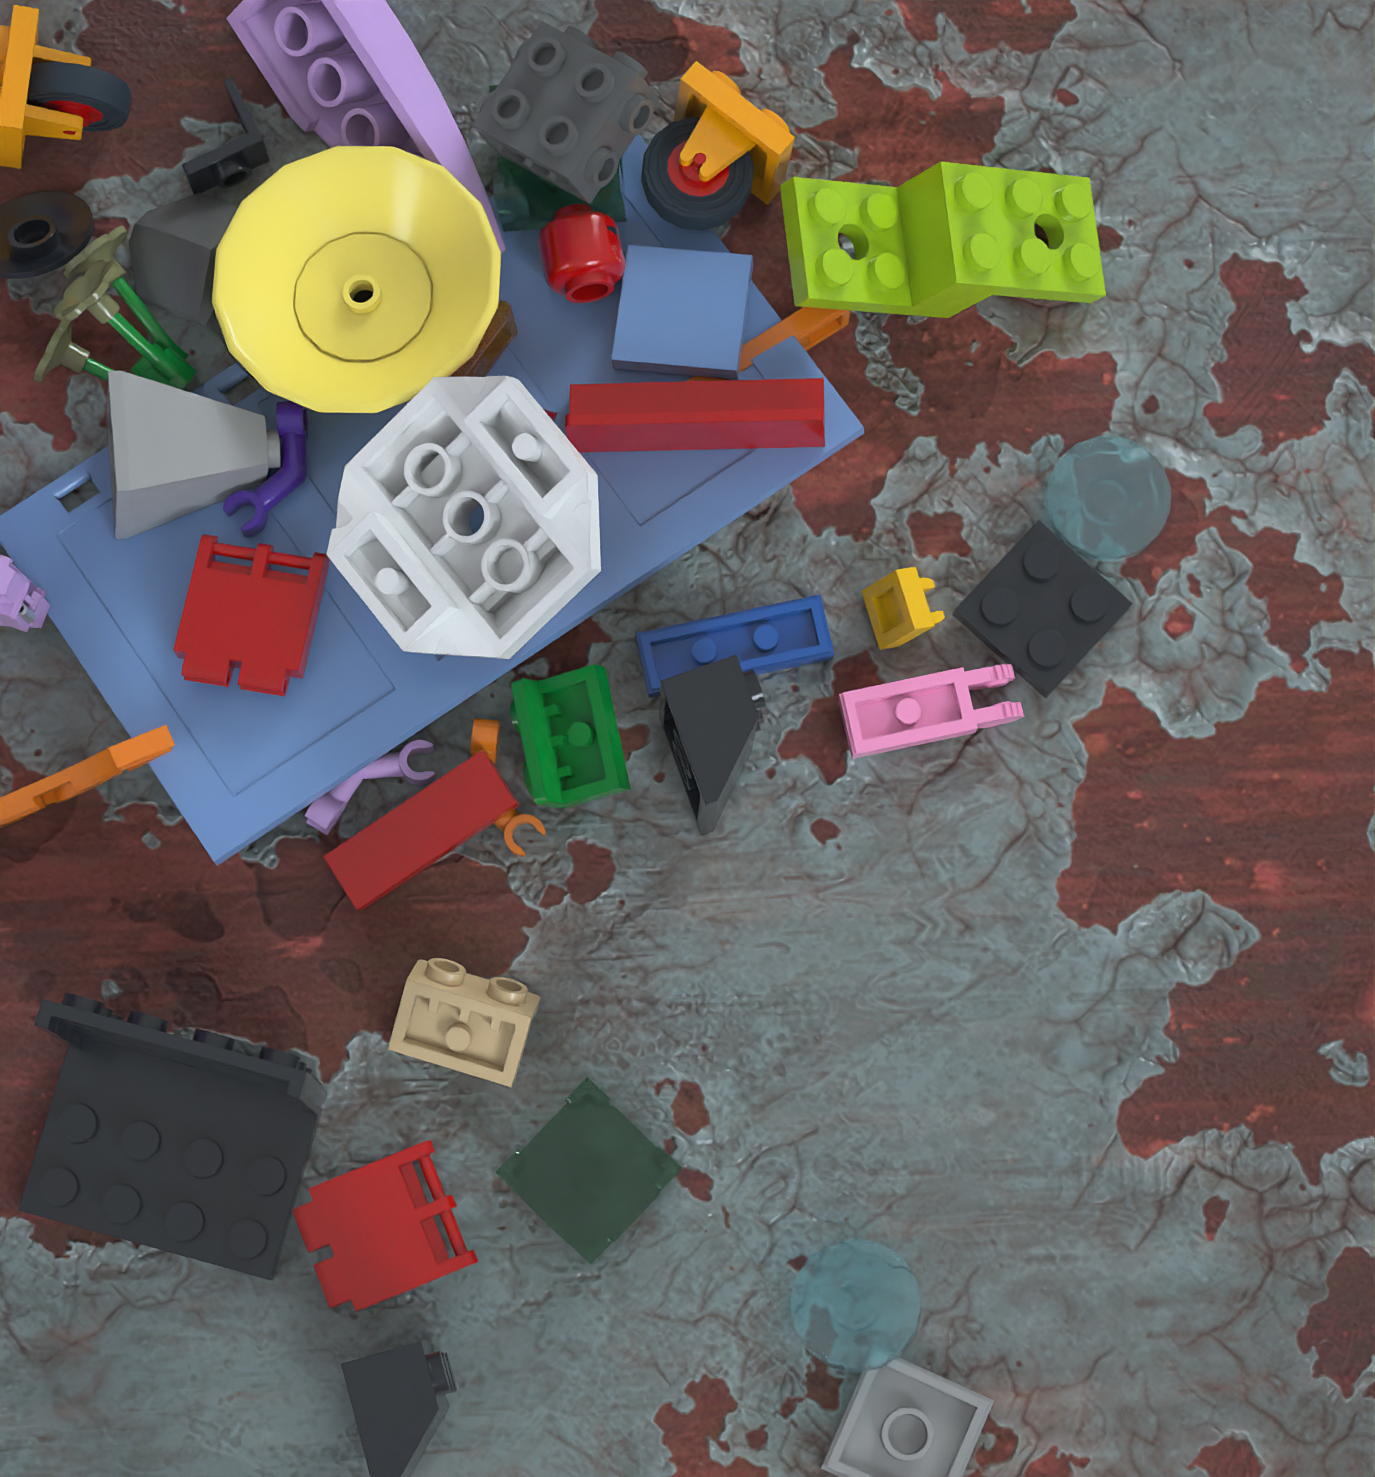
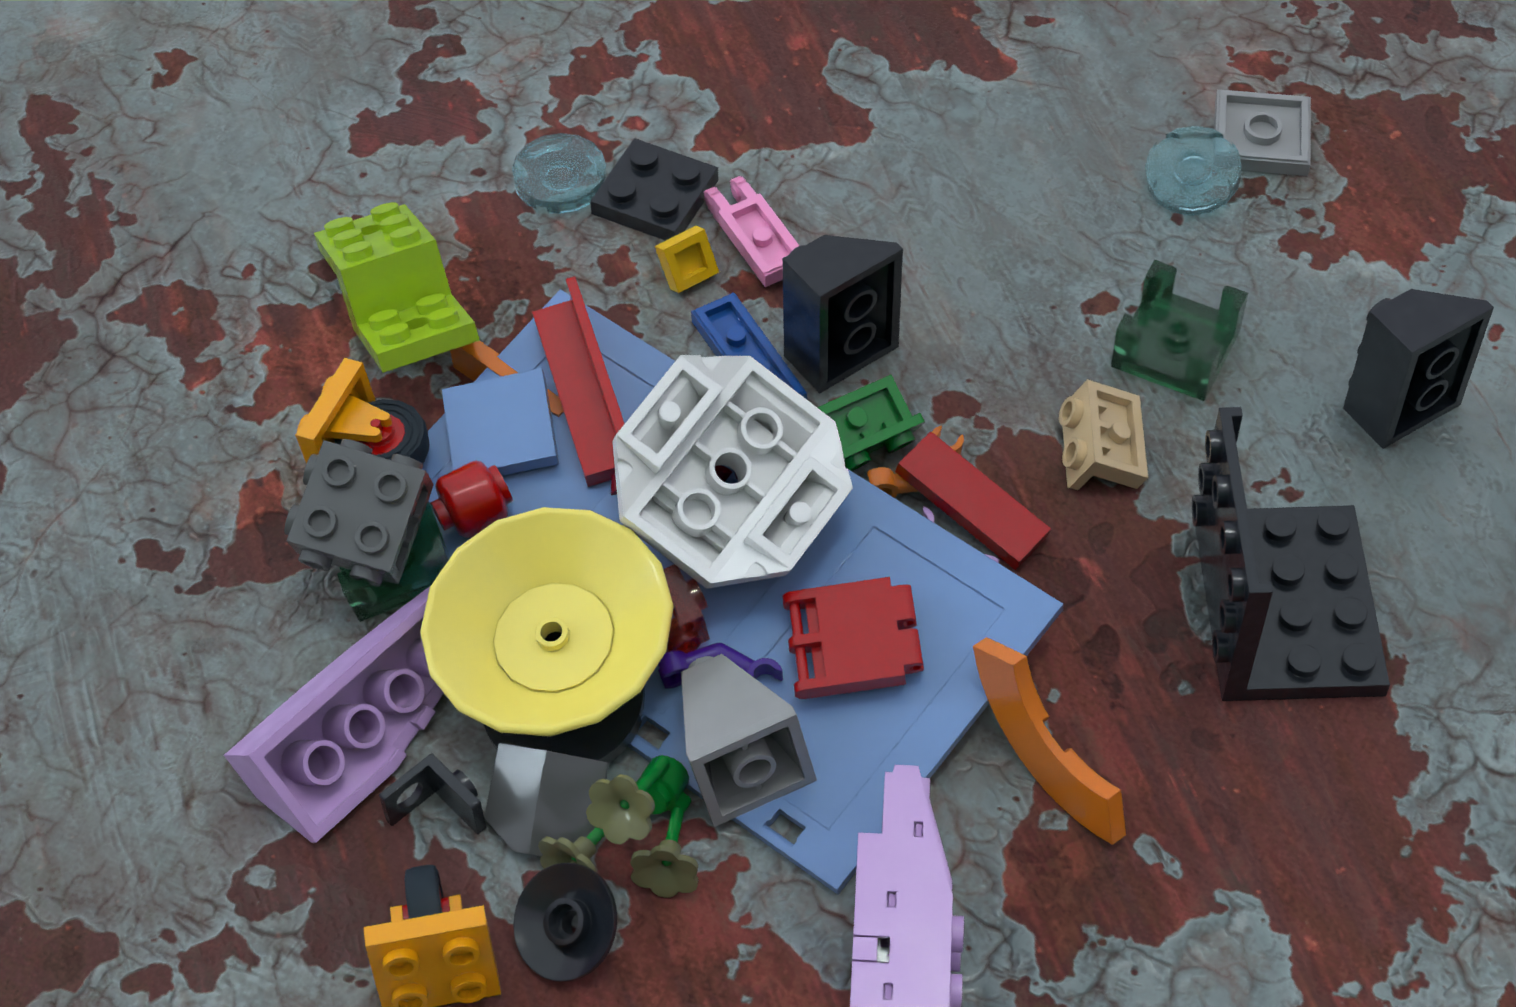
camera: 100 degrees left, 25 degrees down
(338, 442) = (688, 625): none -> clear red bracket
(382, 1230) = (1289, 448): red plate -> none

